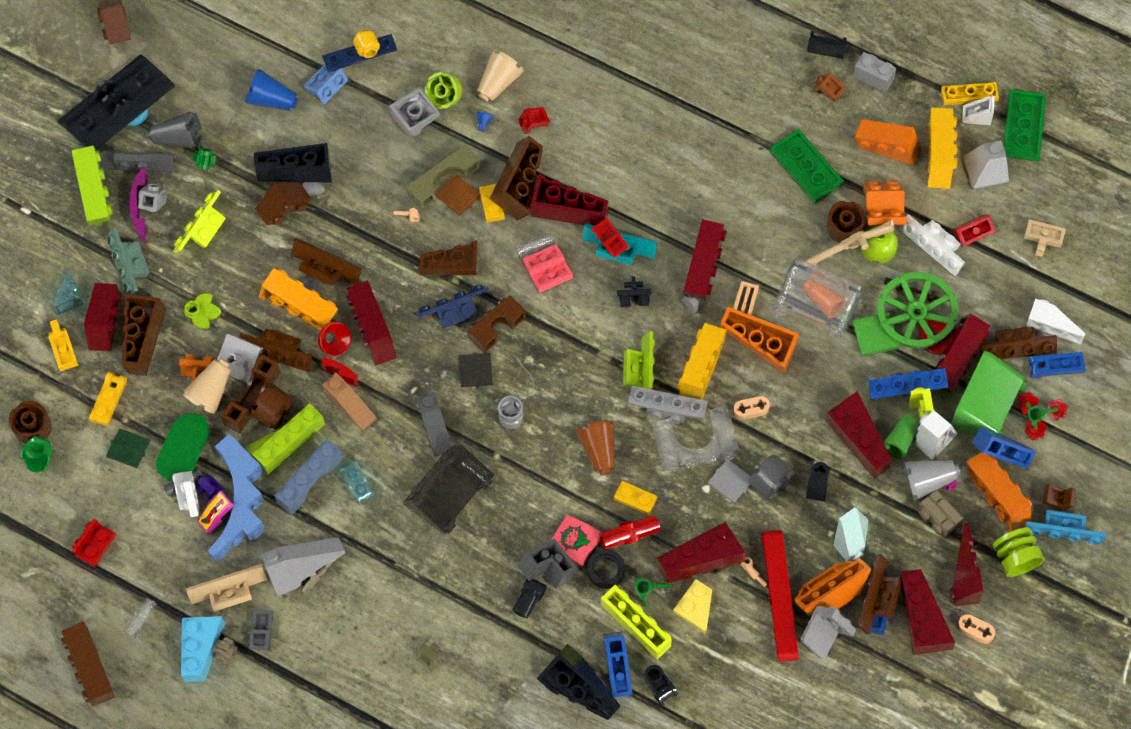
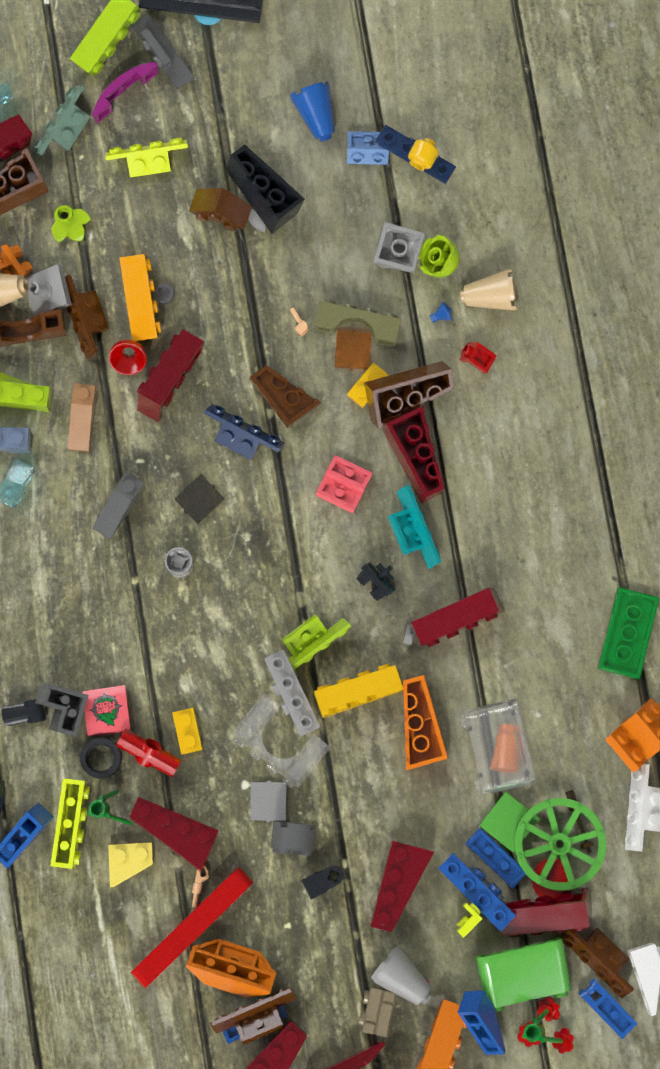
camera: 45 degrees right, 15 degrees up
(152, 197) = (136, 94): light grey brick -> none
(178, 131) = (216, 64): dark grey cone -> none
(204, 158) = (209, 106): green gear -> none
(272, 406) = (23, 356): reddish brown brick -> none
(323, 264) = (190, 292): reddish brown bracket -> none
(332, 366) = (105, 390): red slope -> none
(448, 488) = (66, 564): clear smoke windscreen -> none
(507, 312) = (236, 478): reddish brown arch -> none
(534, 244) = (356, 455): clear pin -> none
(599, 445) = (207, 663): dark orange cone -> none
(610, 238) = (410, 518): red slope -> none
(662, 687) = (30, 887): black piece -> none
(749, 285) = (438, 695): light nougat tile -> none
(754, 411) = (347, 770): light nougat beam -> none
(824, 628) = (185, 991): light grey bracket -> none
(845, 220) = (606, 707): reddish brown brick -> none
(851, 535) = (292, 954): light aqua wedge -> none
(854, 241) = (586, 739): tan piece -> none
(881, 247) = (599, 759): lime cylinder -> none
(893, 361) = (496, 858): none -> blue tile
(901, 436) = (426, 921): bright green plant -> none
(934, 434) = (449, 952): white wedge -> none

